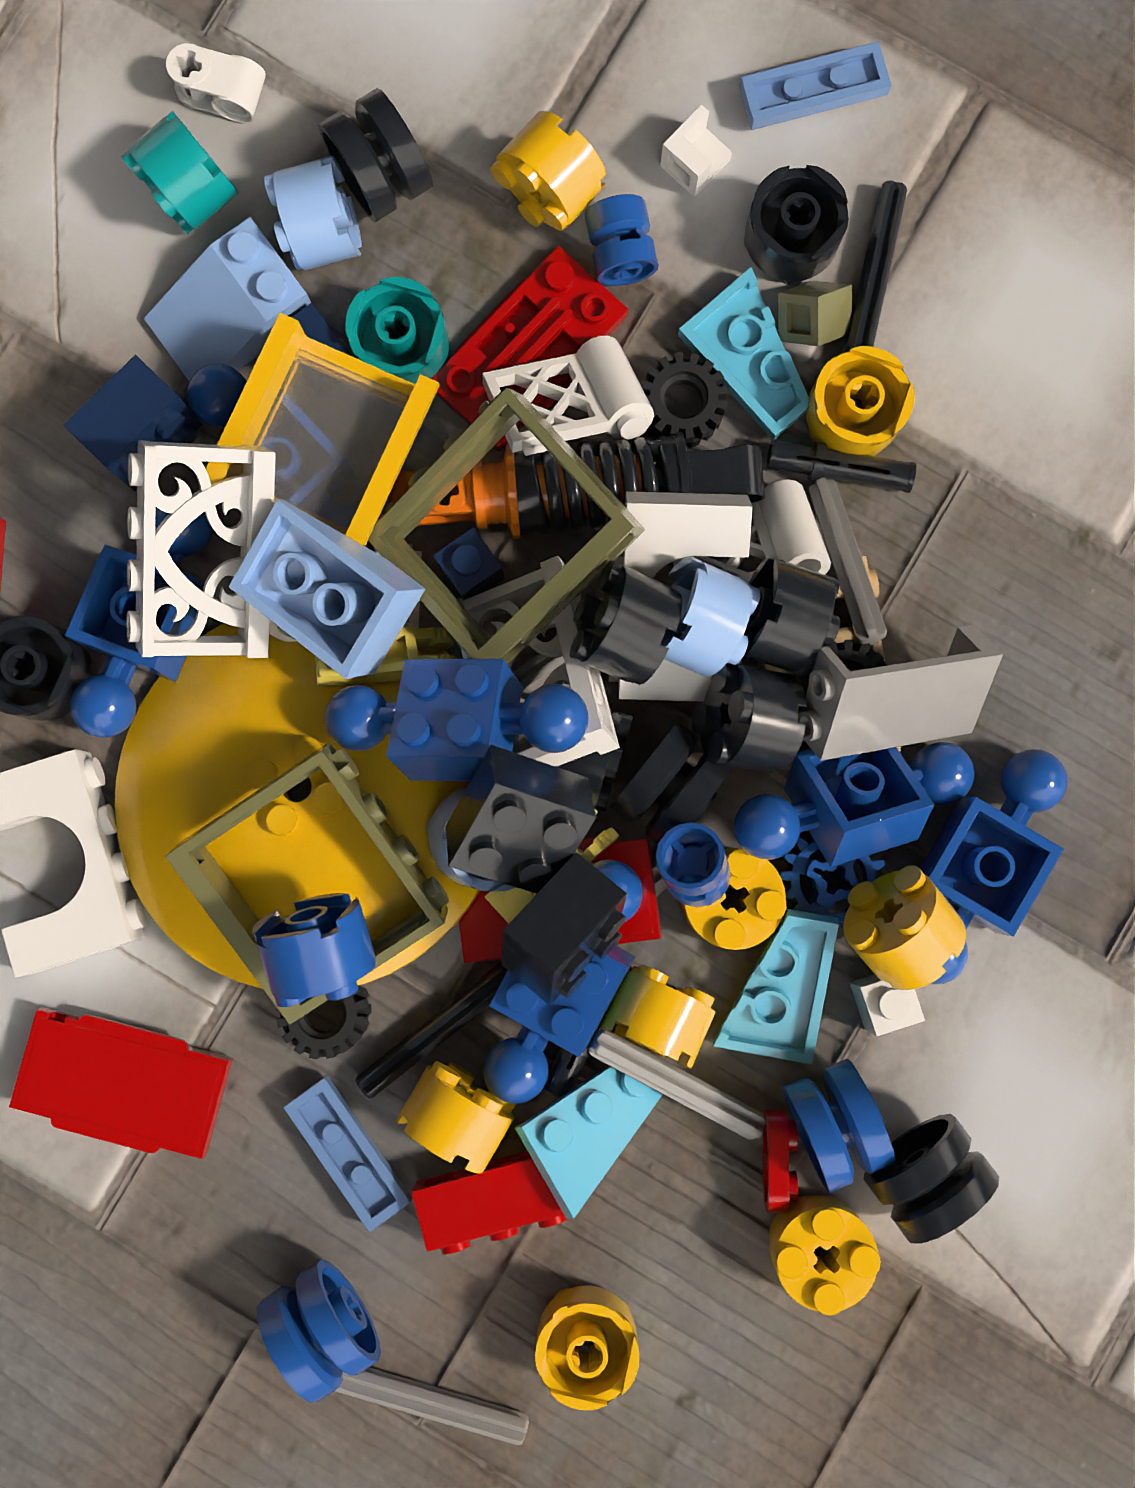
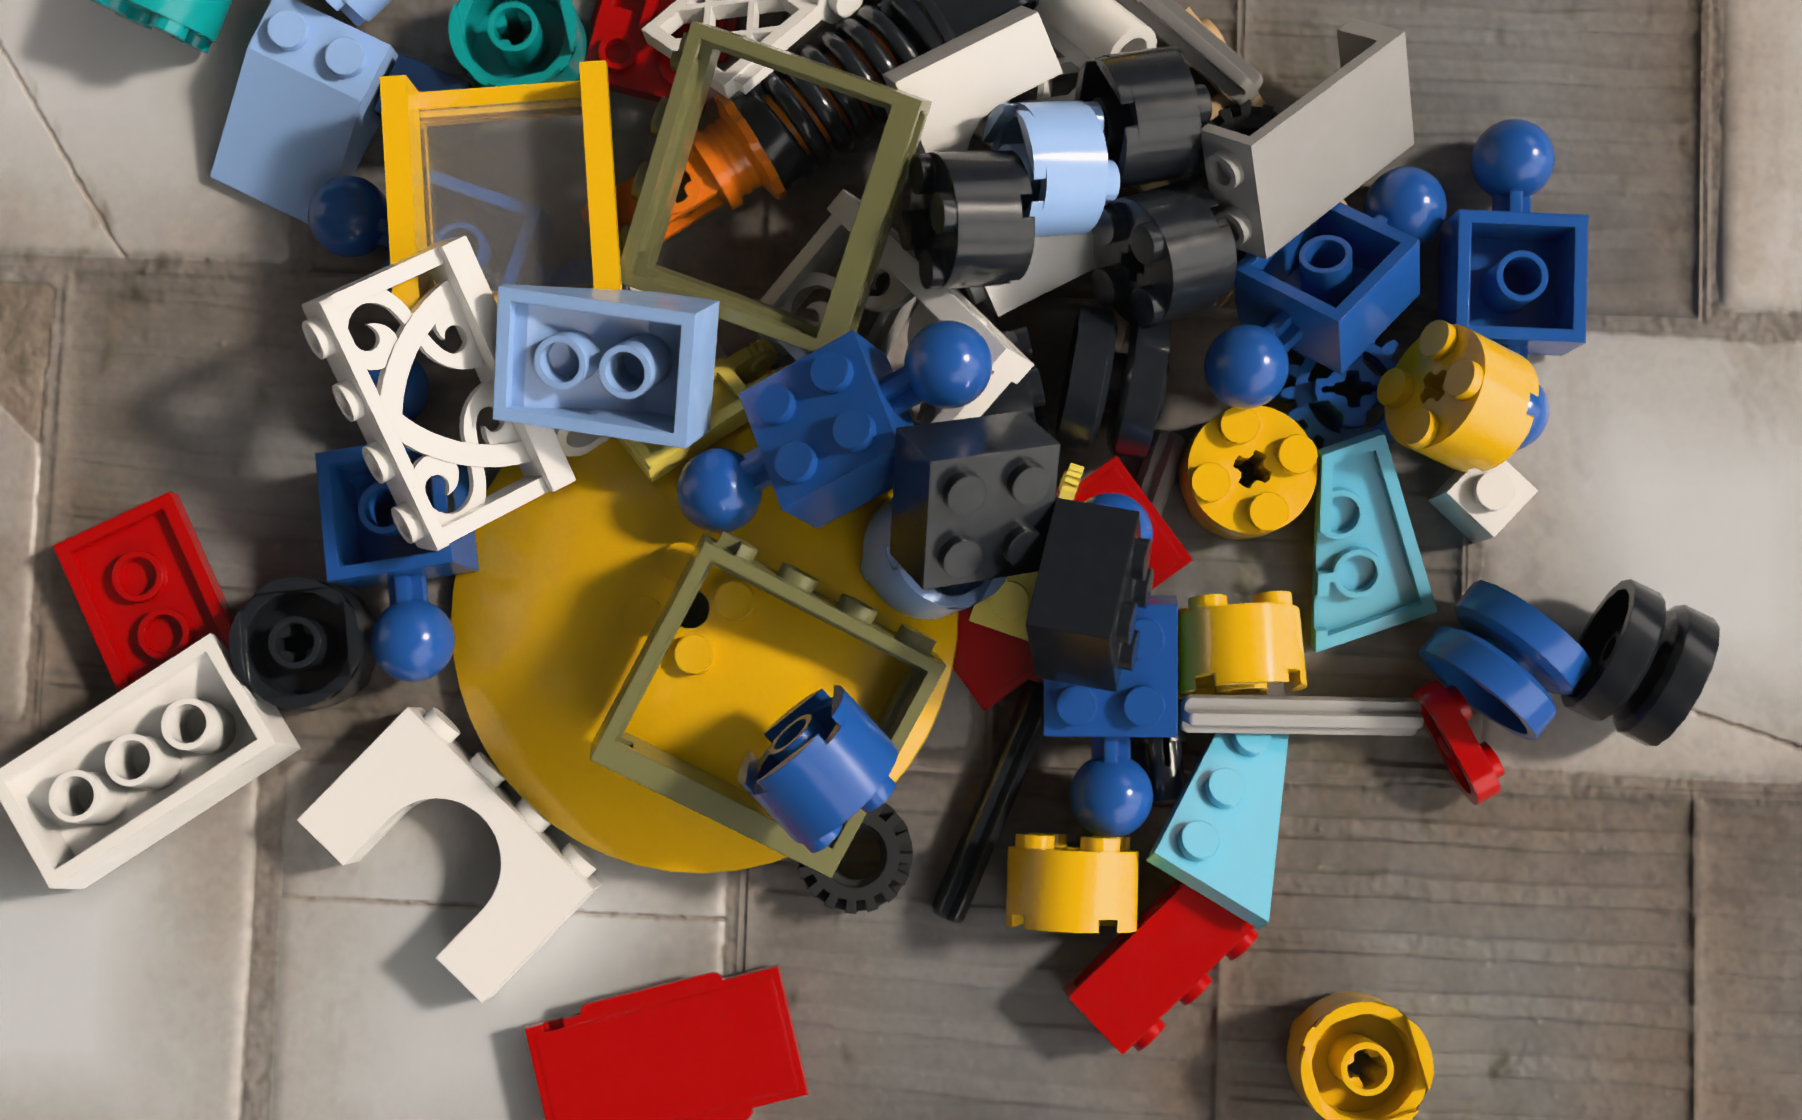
camera: 30 degrees left, 0 degrees up
(131, 409) = (260, 296): dark blue brick -> none
(348, 1153) = (970, 998): medium blue plate -> none
(469, 565) = (744, 257): dark blue brick -> none
(693, 864) = (1189, 450): blue wheel -> none
(829, 1281) = (1600, 820): yellow brick -> none

